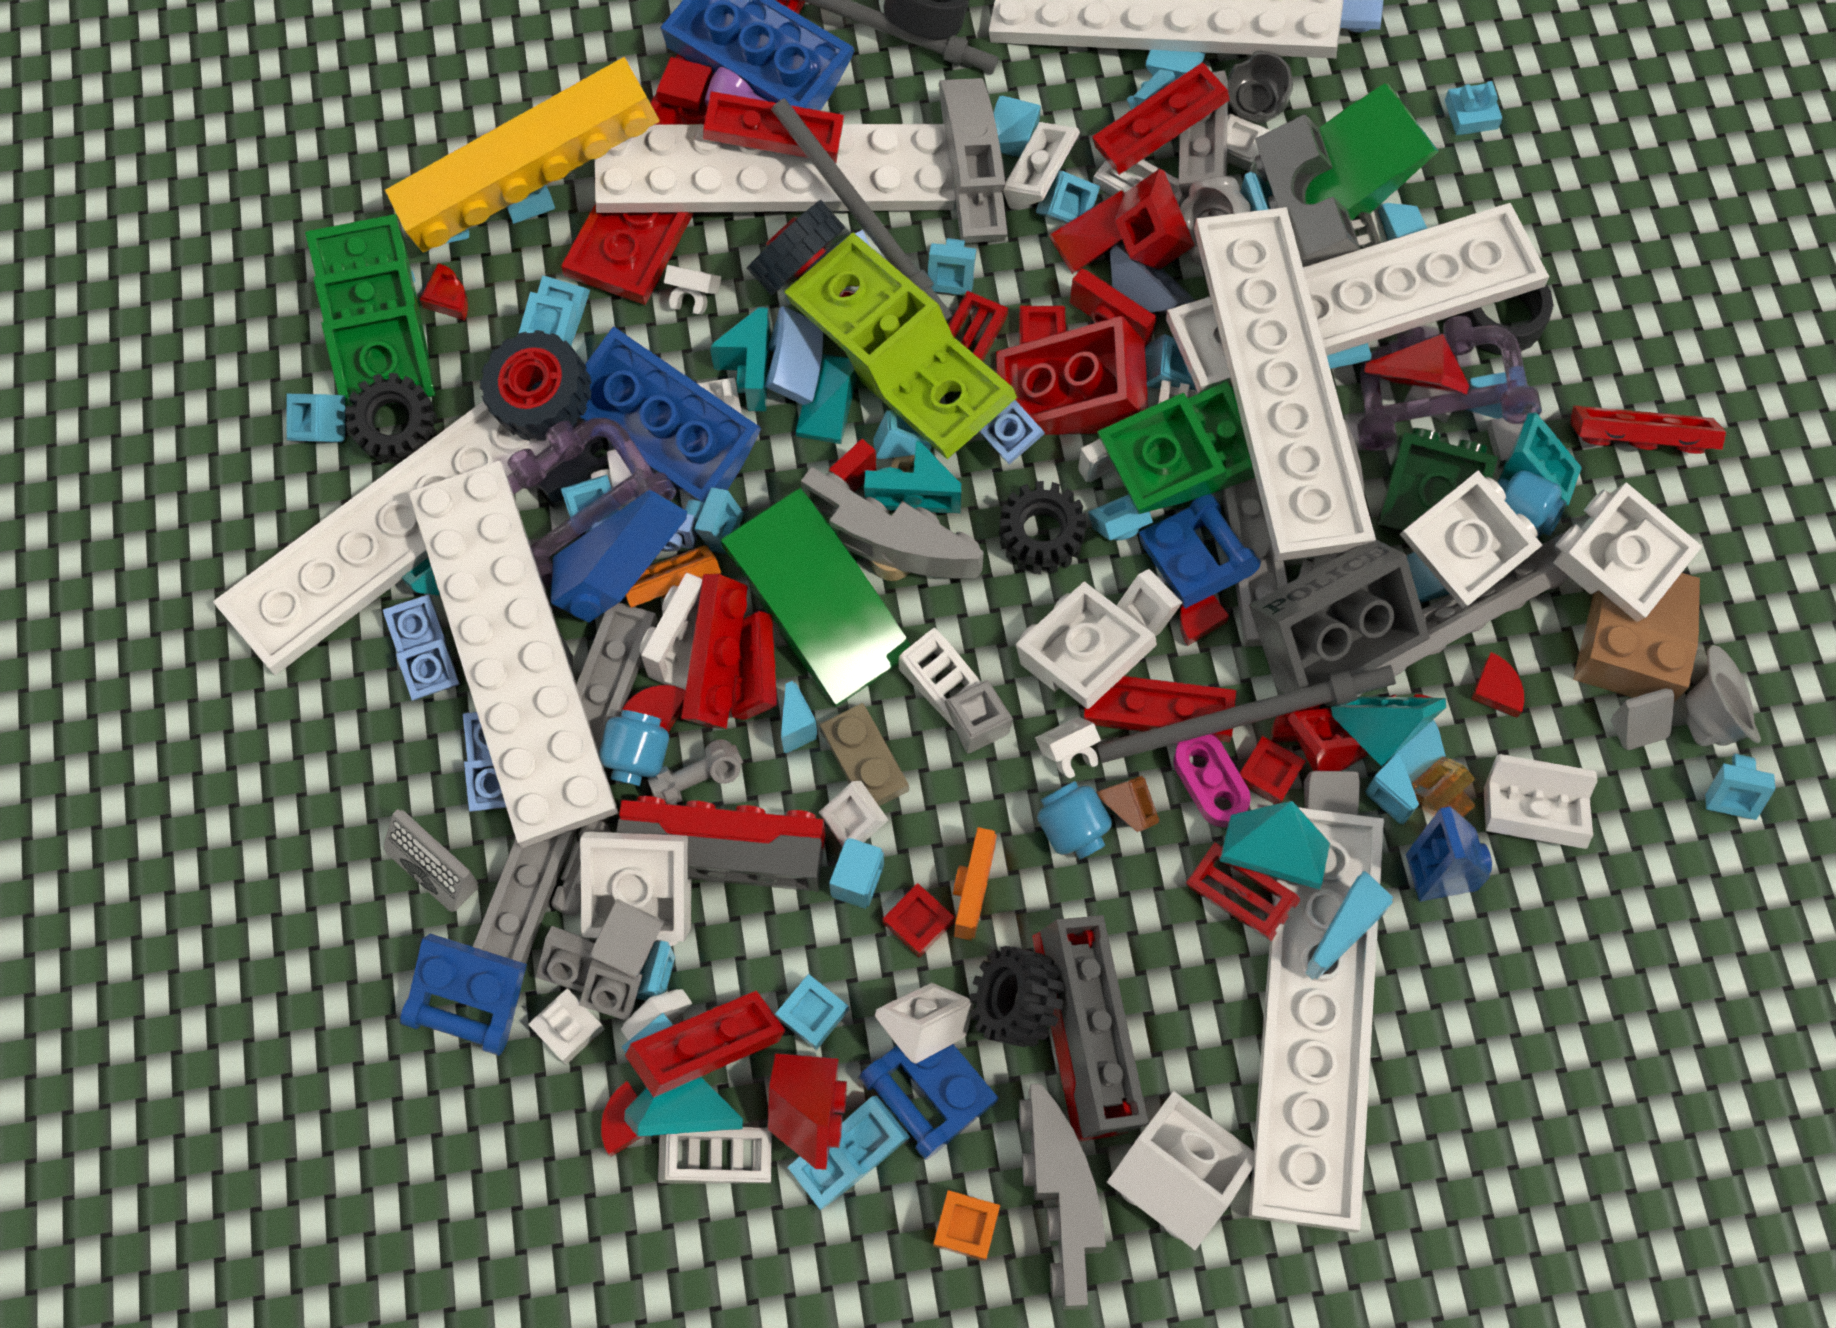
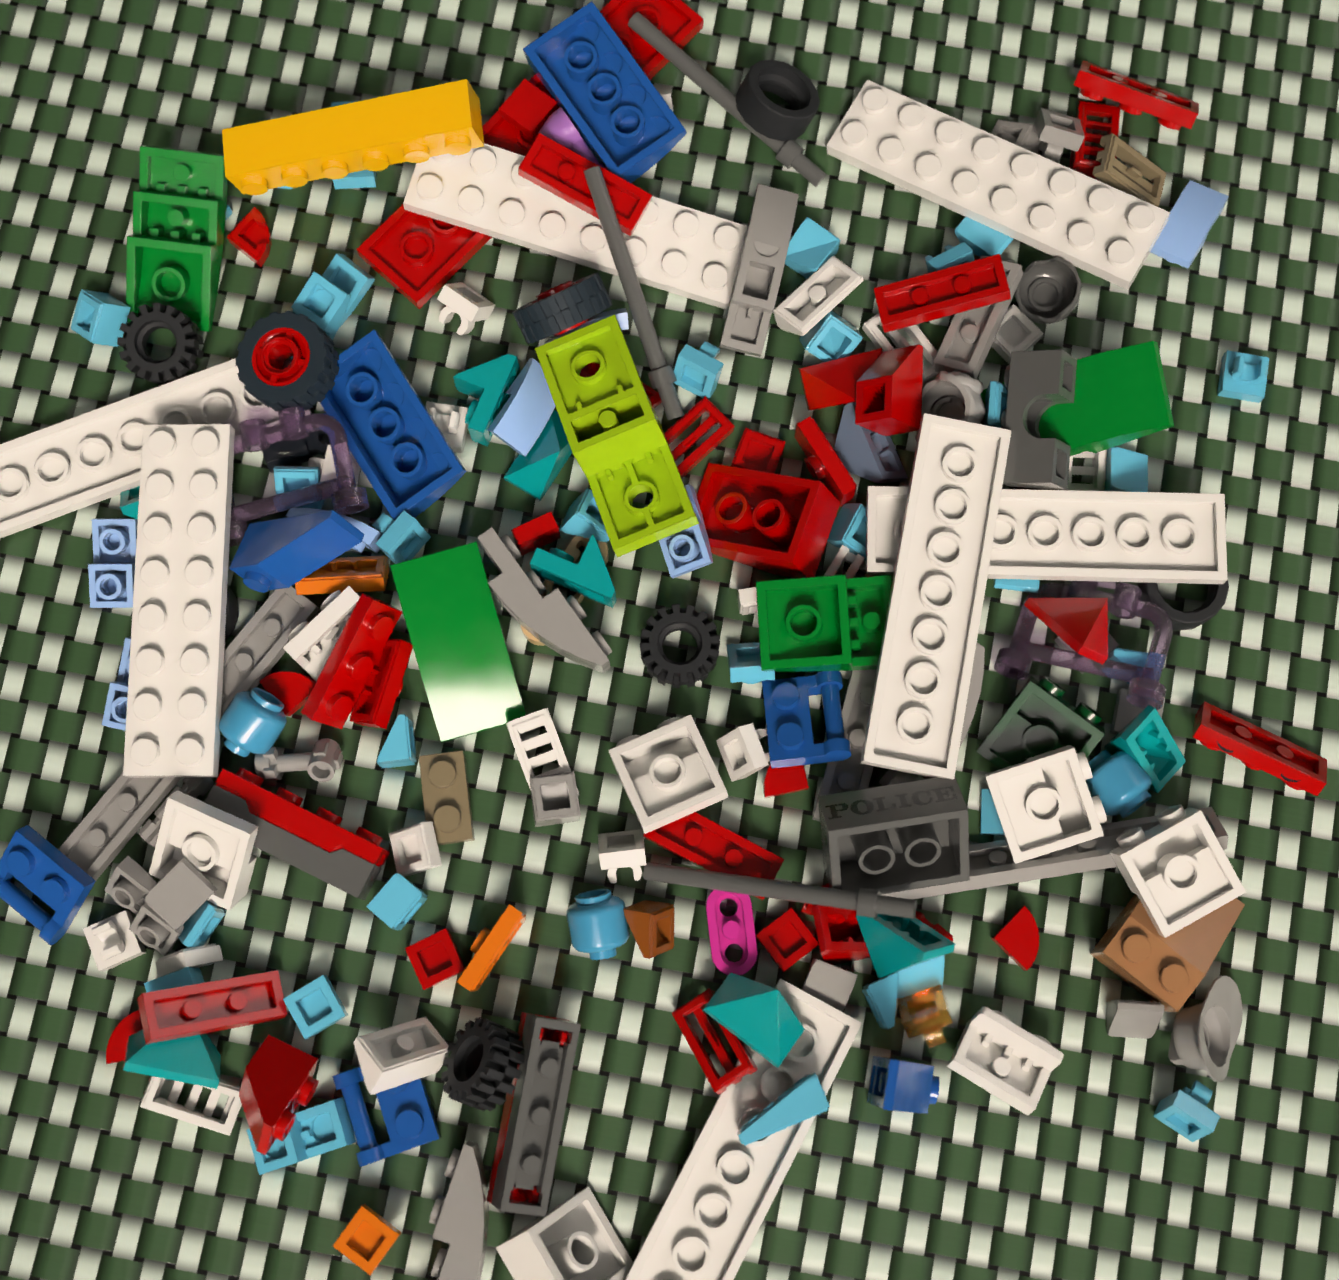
camera: 20 degrees right, 10 degrees up
(428, 862) = (55, 756): slope -> none

